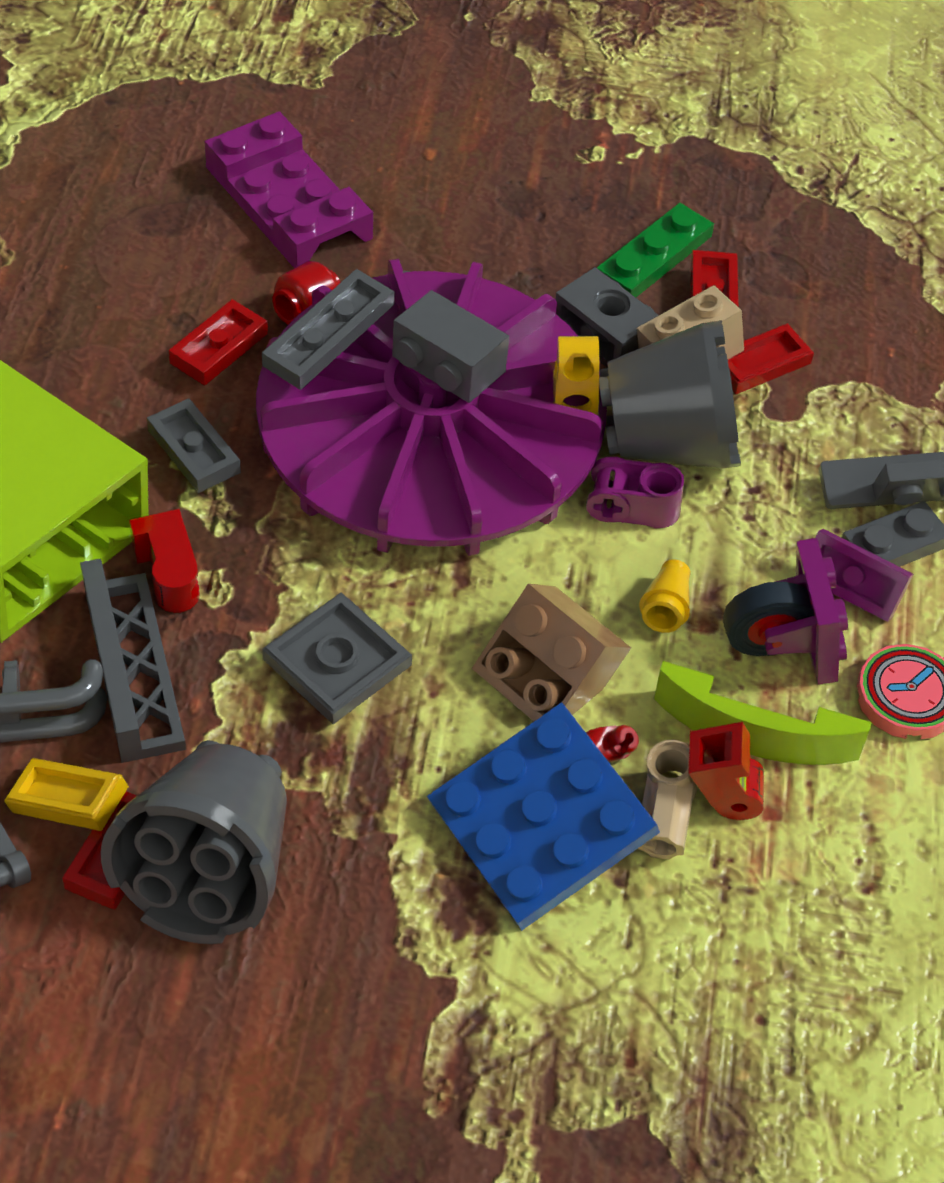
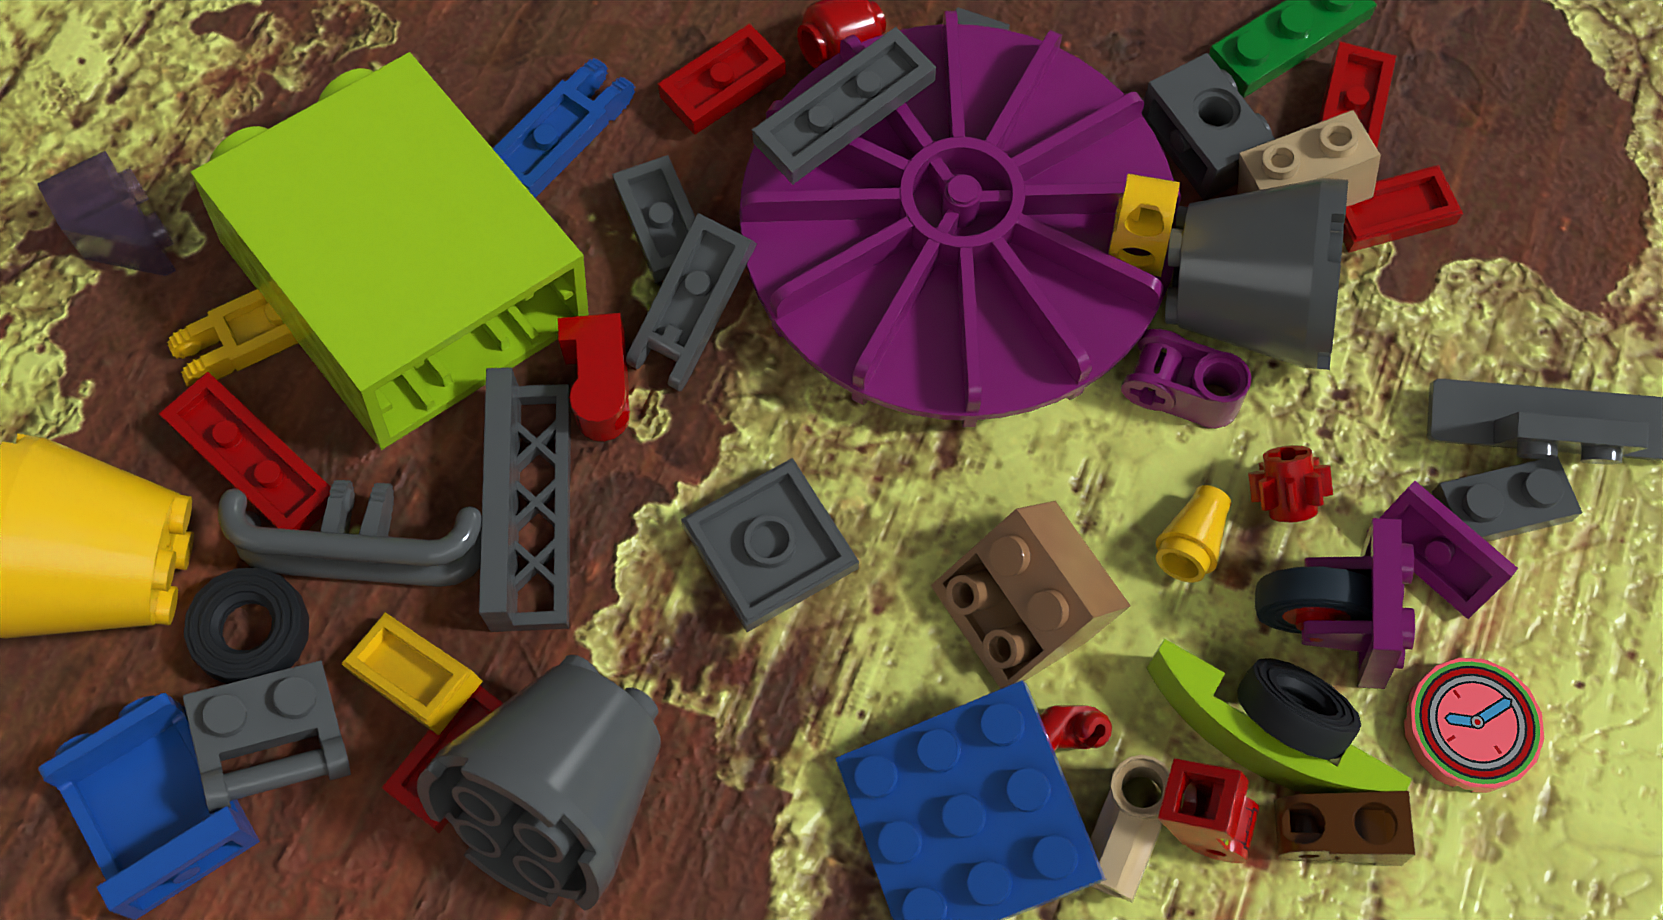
camera: 15 degrees right, 15 degrees up
(102, 387) = (562, 125): none -> blue hinge
(234, 491) = (692, 298): none -> dark grey hinge
(450, 346) = (989, 158): dark grey brick -> none
(731, 548) = (1290, 483): none -> red gear
(775, 693) = (1298, 708): none -> black tyre
(832, 771) = (1346, 827): none -> reddish brown leg

